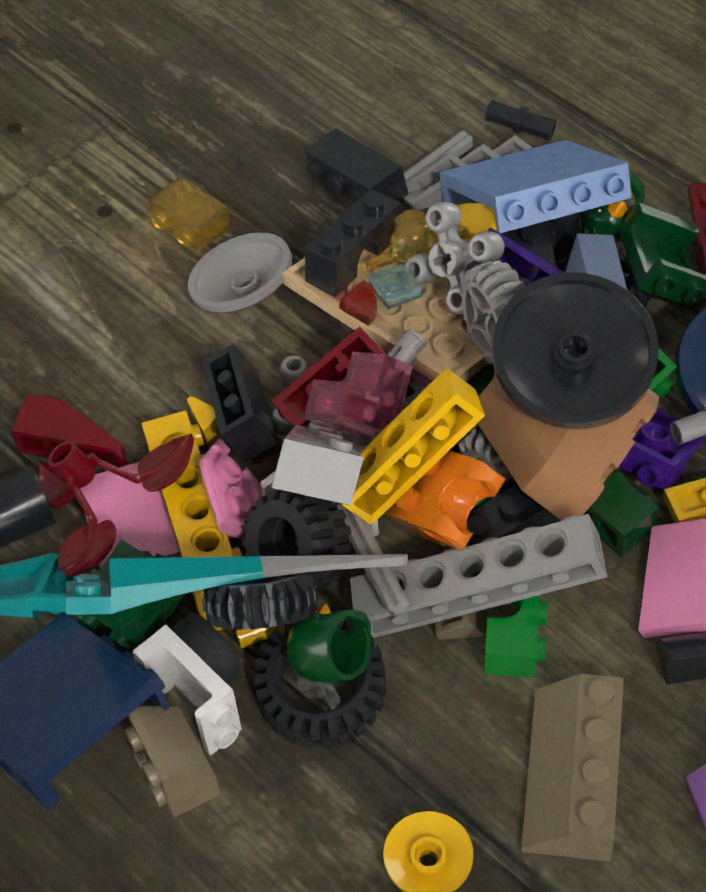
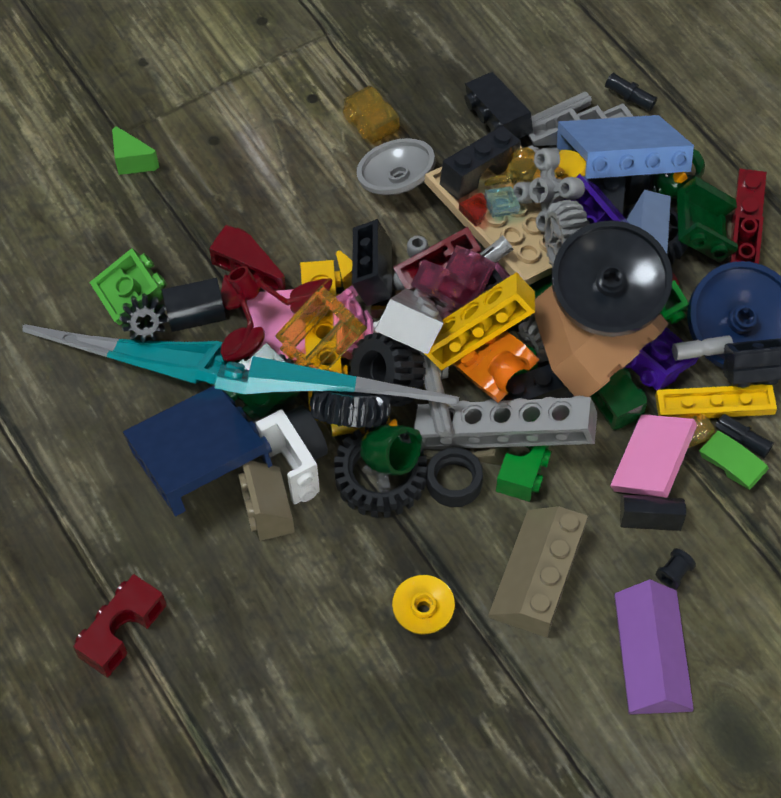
camera: 10 degrees right, 5 degrees up
(216, 519) = (333, 344): none -> clear yellow window
(425, 638) = (460, 457): none -> black tyre

